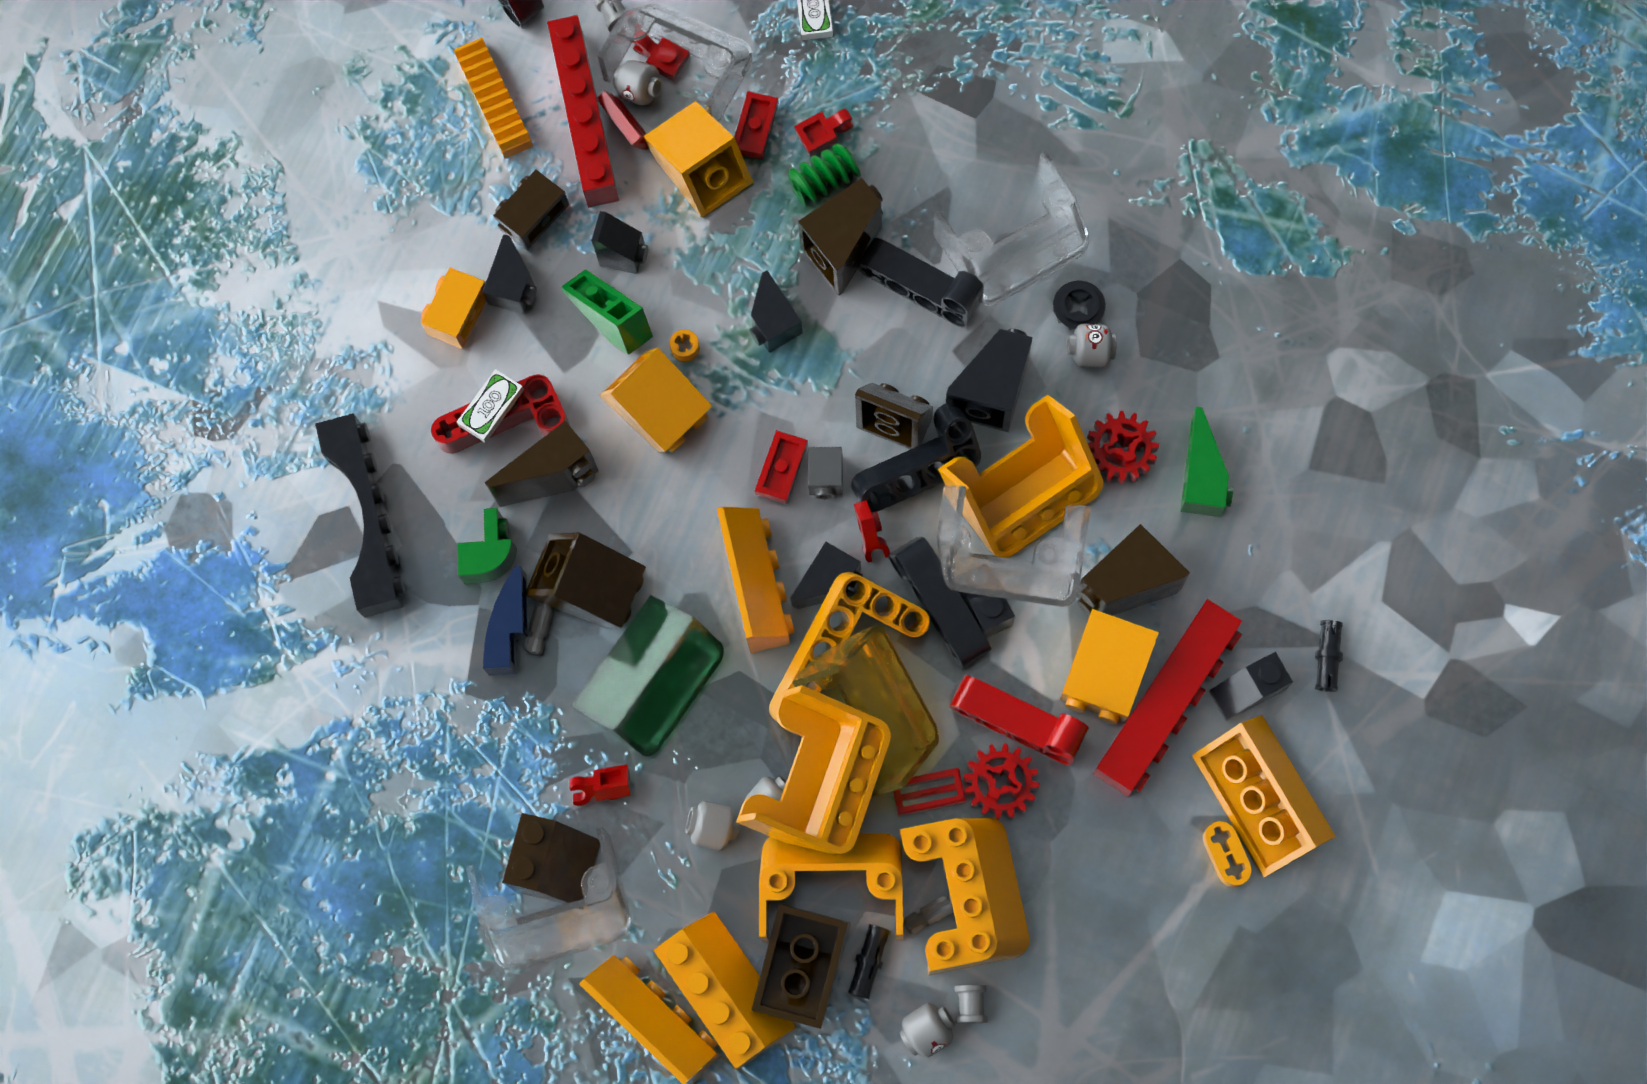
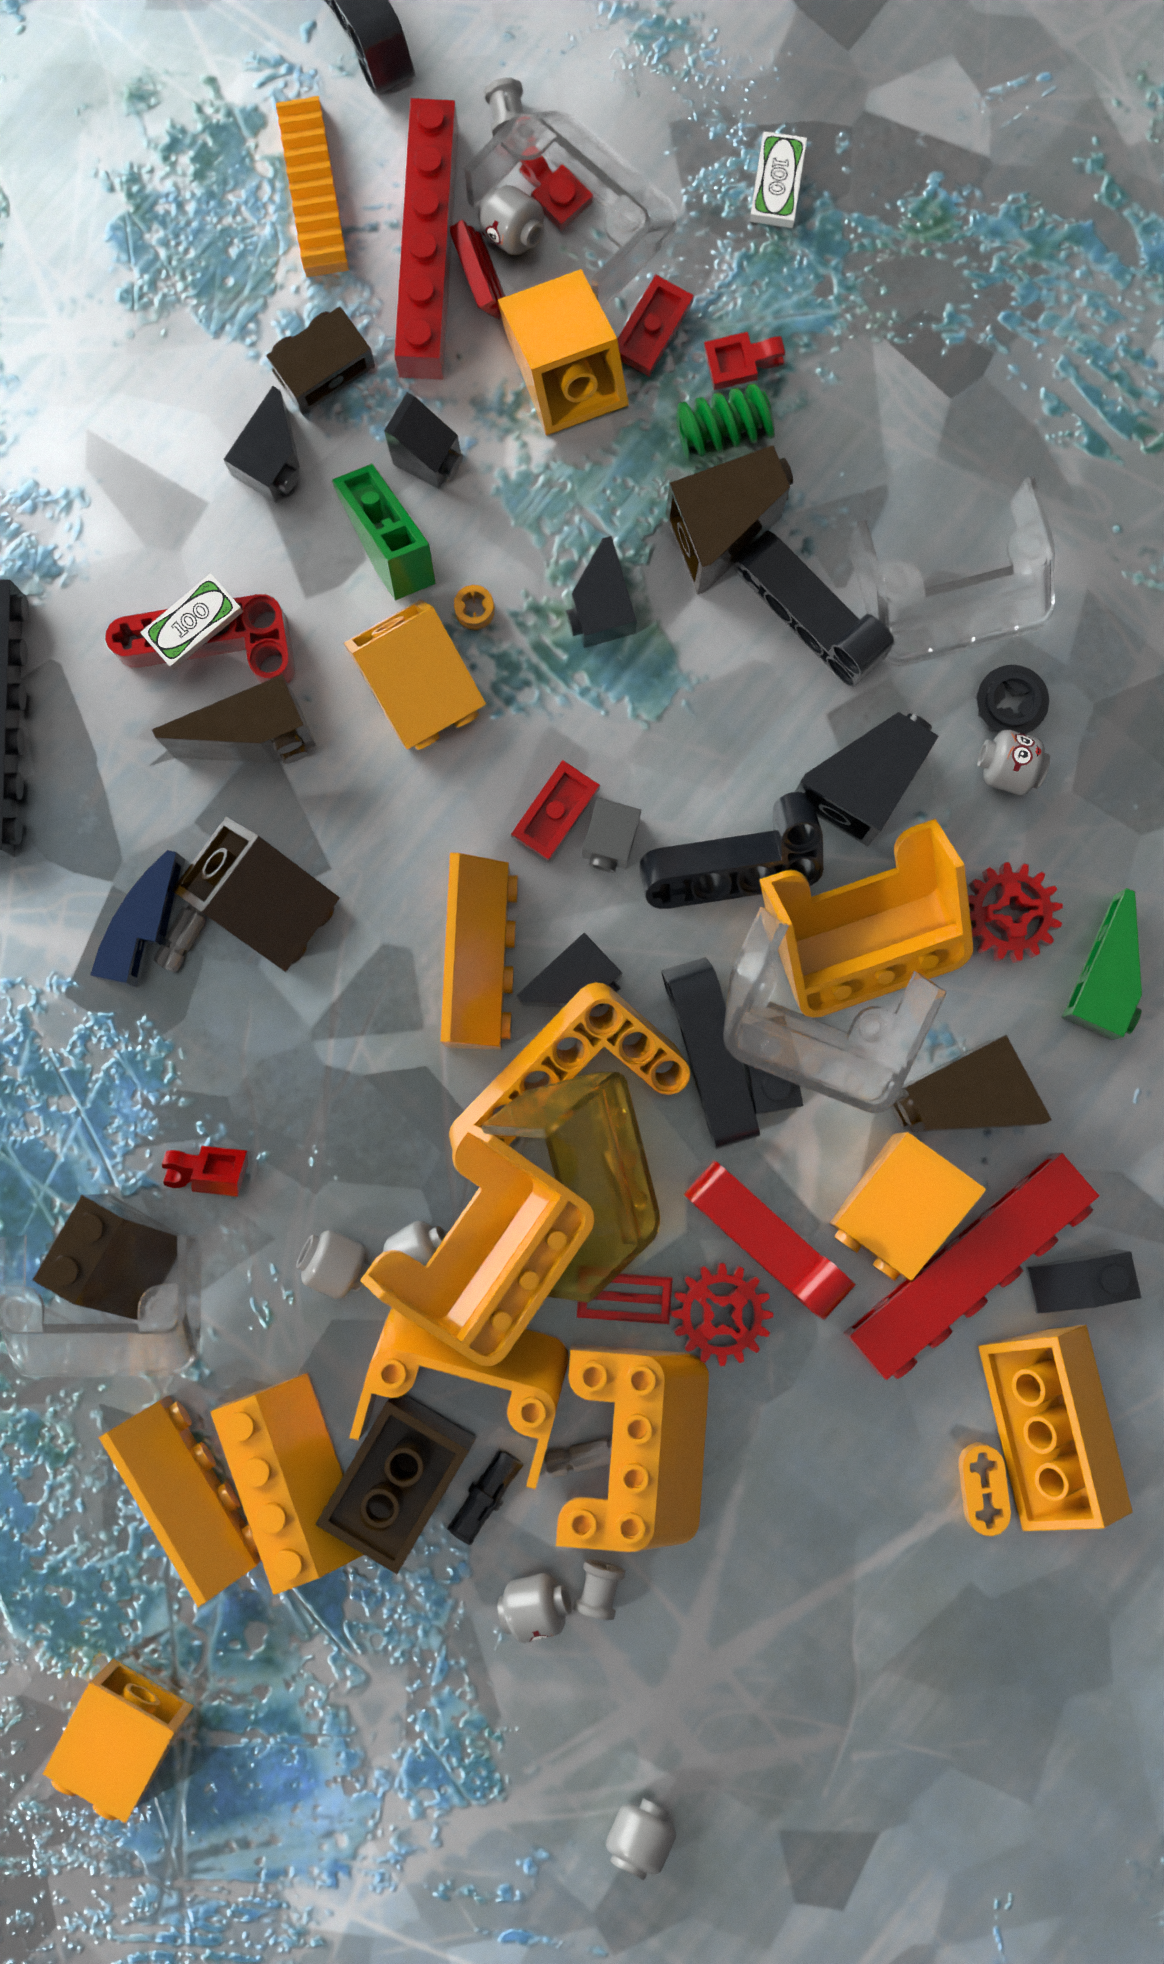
camera: 10 degrees right, 10 degrees up
(454, 307) = (182, 469): light orange brick -> none
(489, 558) = (144, 825): green brick -> none
(650, 676) = (304, 1047): clear green windscreen -> none
(869, 525) = (647, 927): red plate -> none
(892, 415) = (722, 782): dark brown slope -> none

